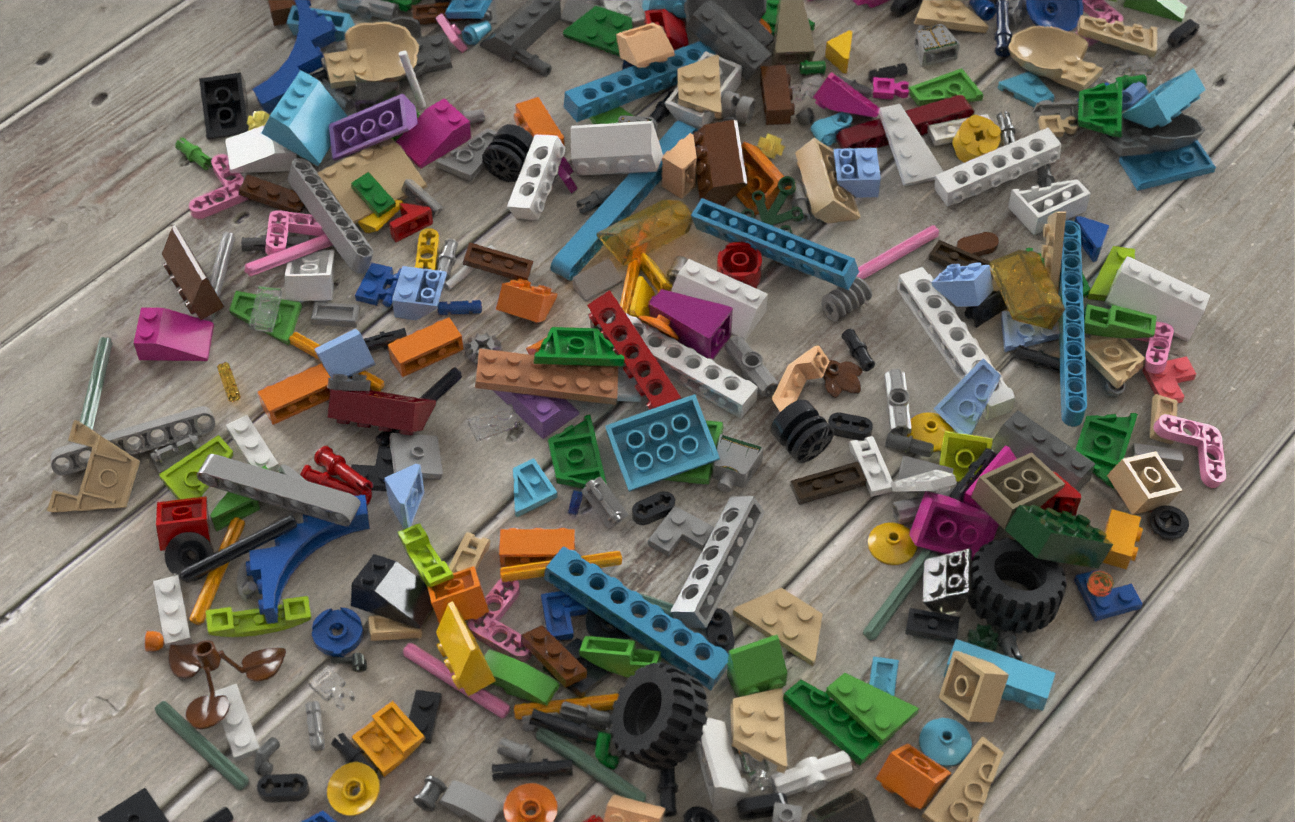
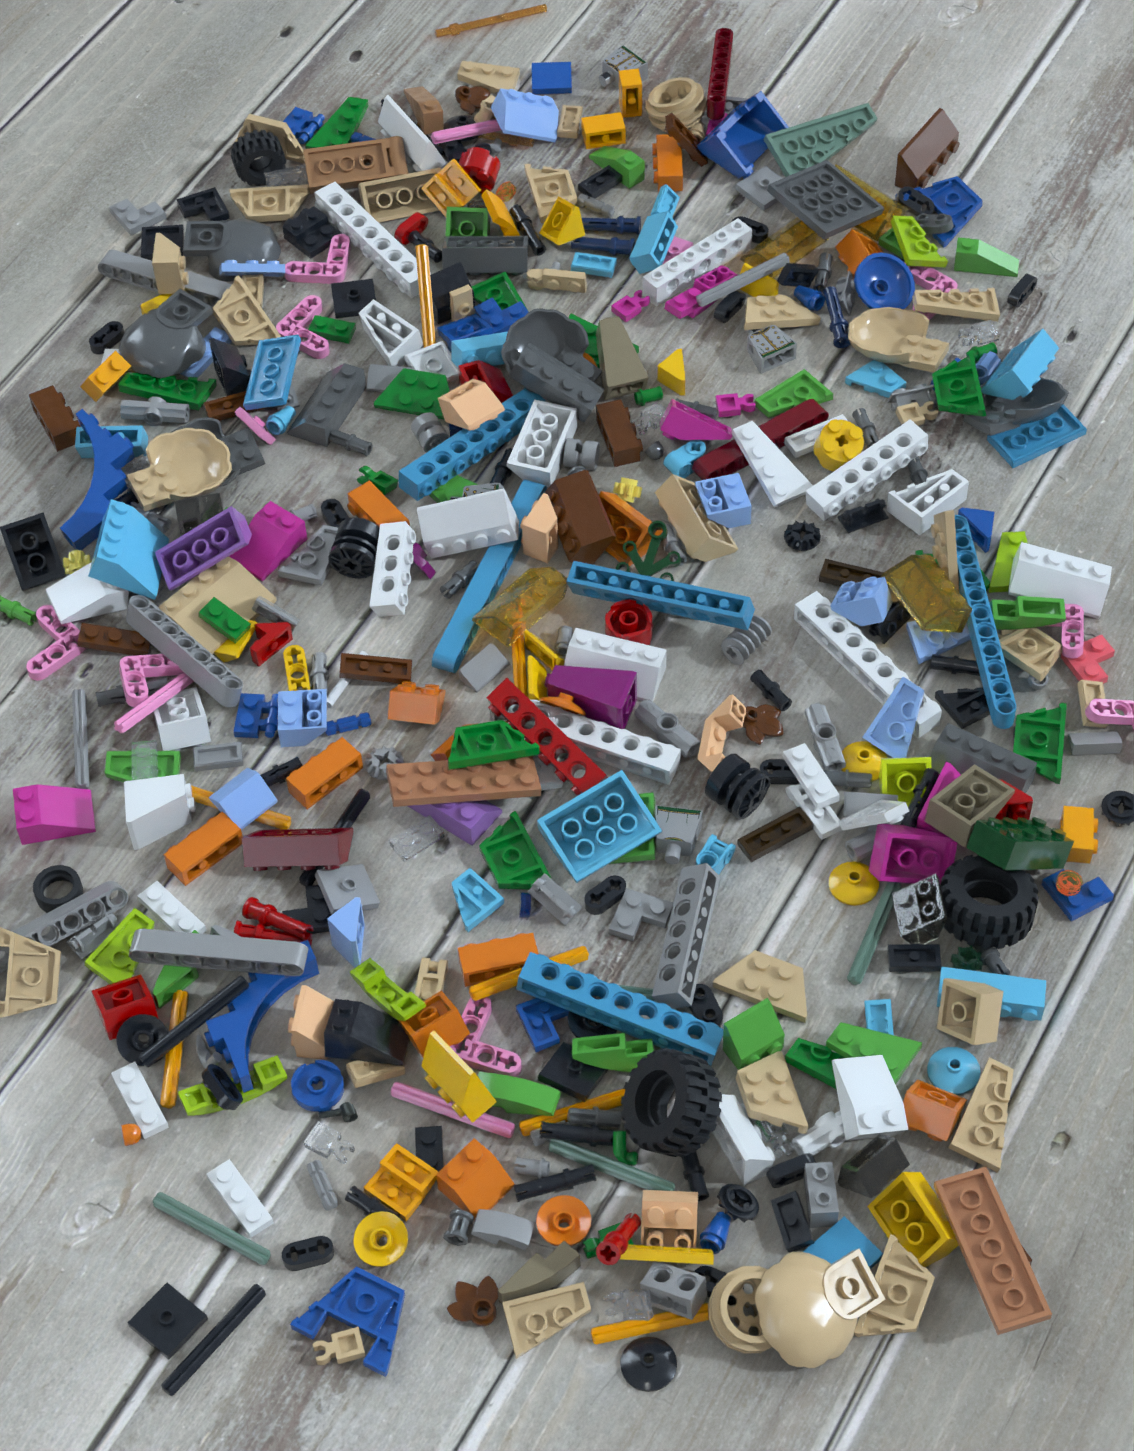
camera: 10 degrees left, 0 degrees up
(152, 392) = (51, 875): none -> black tyre
(187, 661) = (173, 1144): reddish brown plant -> none
(189, 276) = (54, 745): reddish brown slope -> none
(228, 382) = (126, 849): clear yellow axle -> none
(247, 615) = (222, 1087): none -> black plate
(262, 765) = (278, 1223): dark grey arm -> none
(263, 349) = (157, 807): none -> white slope
(342, 568) = (309, 1023): none -> light nougat slope
(356, 383) = (251, 827): dark grey plate -> none
(412, 79) = (228, 481): white bar -> none
(457, 750) = (474, 1179): none -> orange slope
(499, 112) = (330, 518): none -> black beam
(549, 98) = (381, 480): none -> green plate
(553, 656) = (547, 1065): reddish brown plate -> none
(604, 62) = (428, 431): none -> light grey wheel
(700, 86) = (540, 439): tan wing -> none
(766, 490) = (716, 854): none -> medium azure piece
(852, 751) = (868, 1098): none -> white slope
(875, 435) = (811, 776): none -> white plate
(888, 72) = (728, 386): black axle -> none
(897, 252) = (787, 578): bright pink axle -> none
(914, 219) = (810, 539): none -> black gear
(979, 244) = (866, 554): reddish brown tile -> none
(982, 209) = (863, 516): none -> black hinge
(1040, 398) = (964, 706): none -> black wing
(1144, 482) = (1089, 772): tan brick -> none

